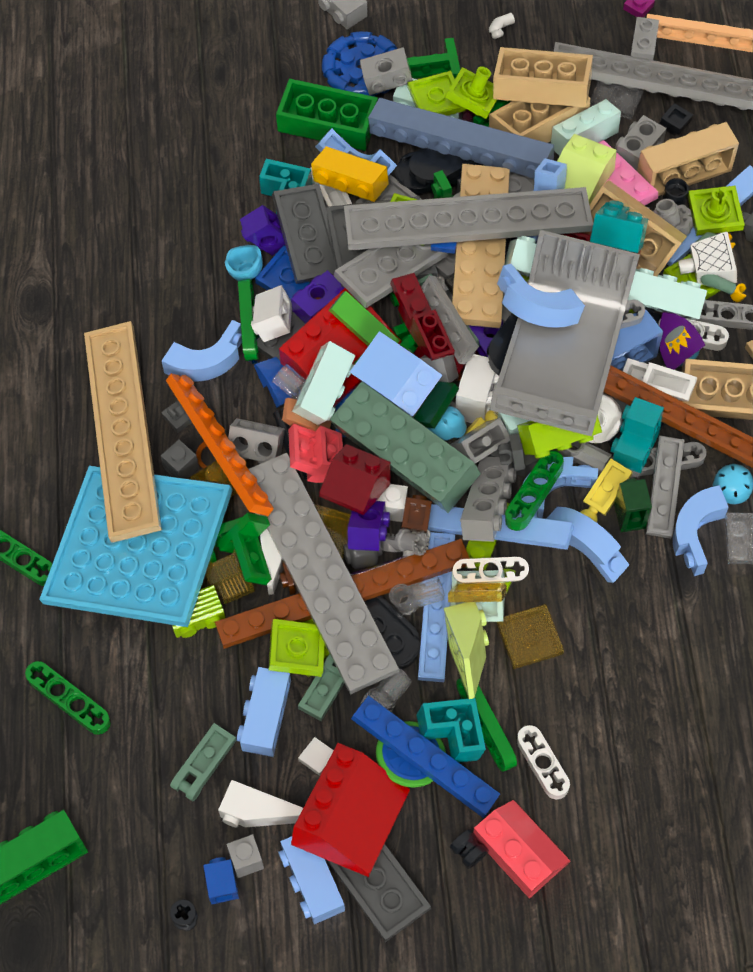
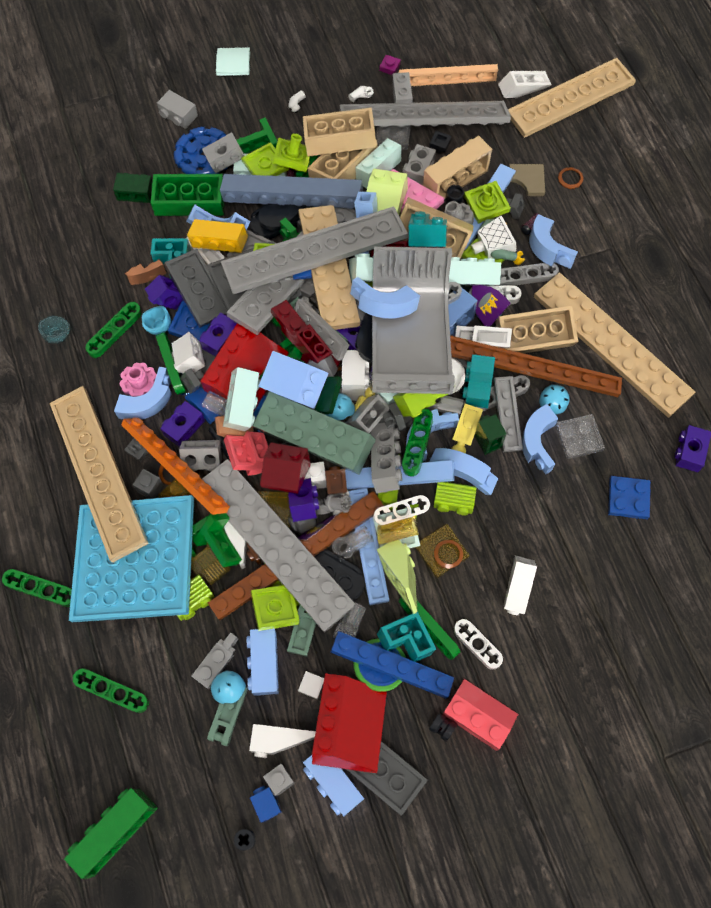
camera: 15 degrees left, 5 degrees up
(113, 250) = (56, 333): none -> clear light blue helmet
(190, 265) = (116, 331): none -> green beam
(200, 329) = (137, 379): none -> bright pink plant
(206, 696) = (215, 661): none -> light grey hinge
(212, 729) = (230, 687): none -> medium azure helmet
(239, 202) = (141, 275): none -> nougat slope
(250, 385) = (193, 420): none -> dark purple brick
(259, 89) = (133, 187): none -> dark green brick
(268, 345) = (192, 380): none -> dark grey tile
(358, 319) = (254, 344): bright green tile -> none
(525, 652) = (444, 565): none -> dark orange piece
(564, 574) = (455, 498): none -> lime brick
(590, 32) = (361, 92): none -> white arm
(616, 702) = (519, 585): none -> white slope

